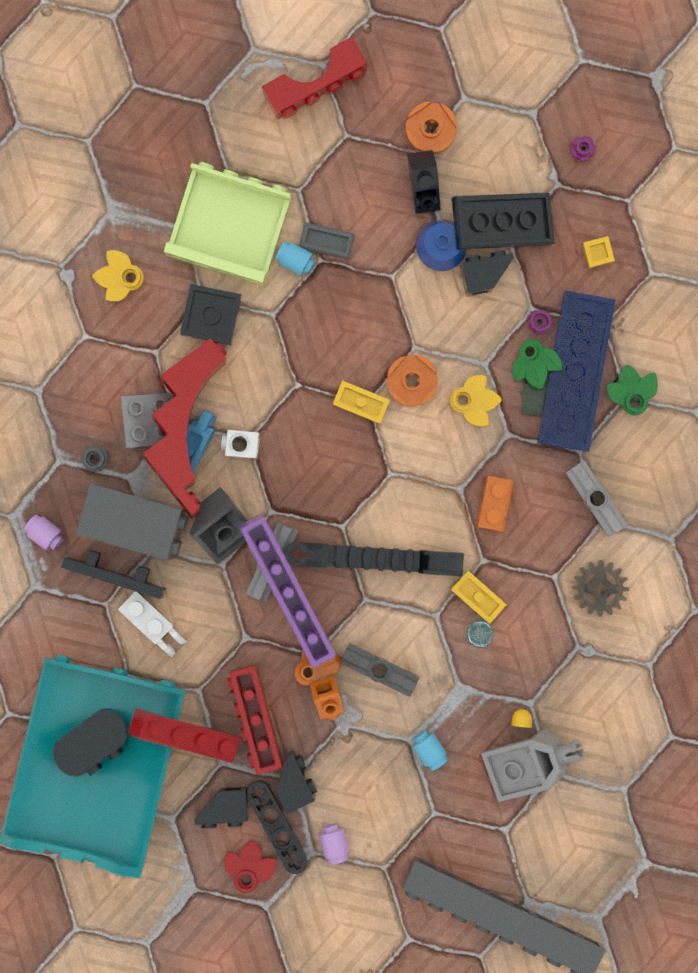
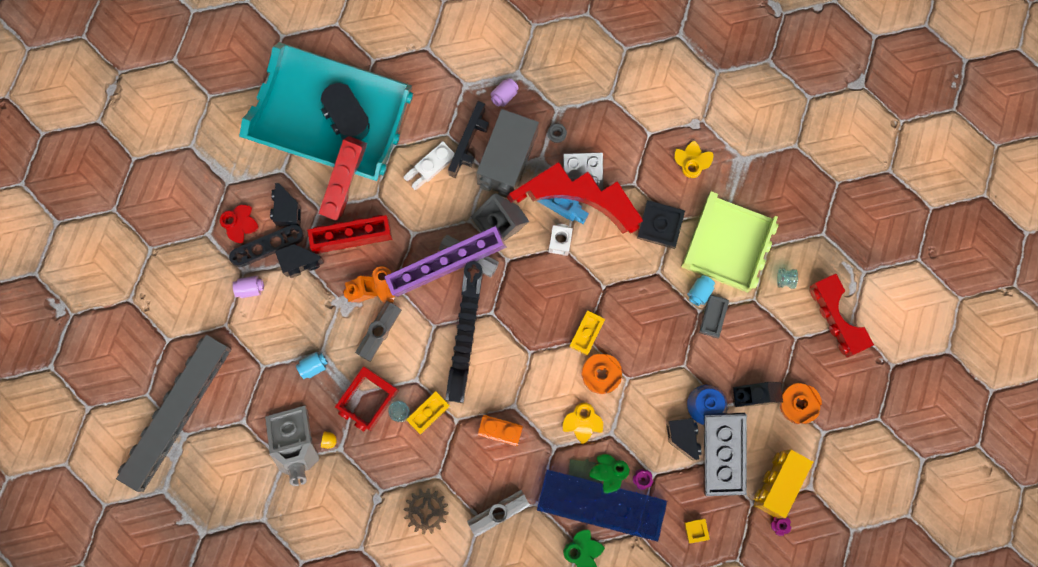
camera: 90 degrees right, 10 degrees down
(271, 148) = (787, 278): none -> clear light blue wheel
(442, 666) = (360, 423): none -> red window
(534, 148) = (782, 483): none -> yellow brick

